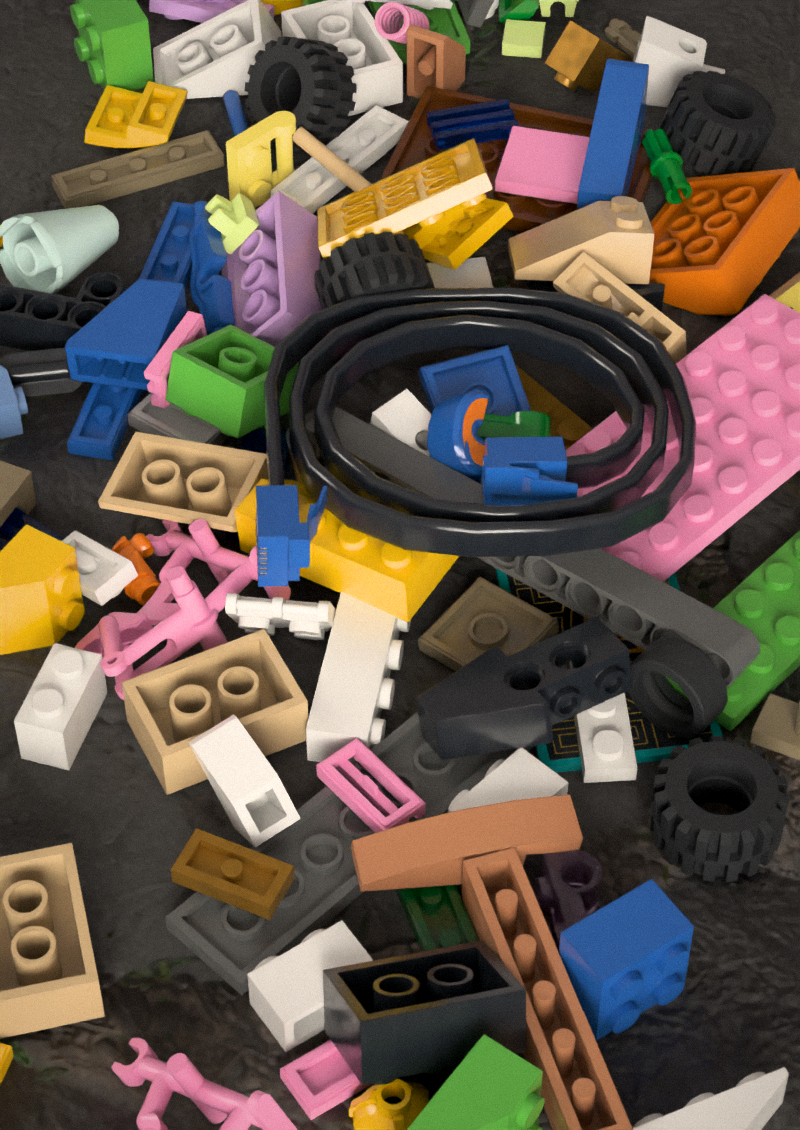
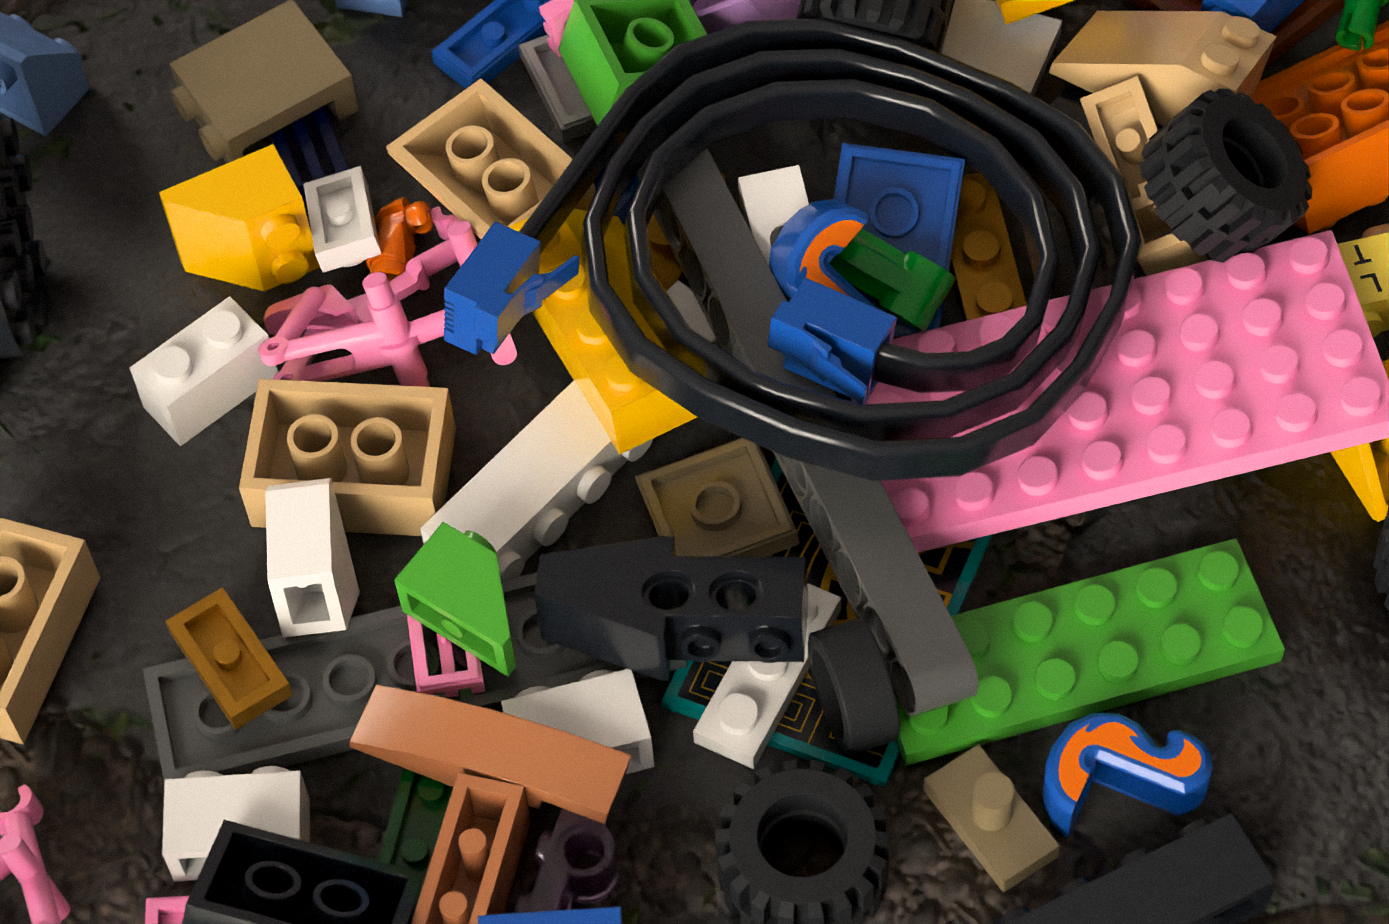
camera: 35 degrees right, 10 degrees up
(302, 618) = (502, 388): white plate -> none
(384, 750) = (460, 595): none -> bright green slope
(684, 284) = (1226, 175): none -> black tyre

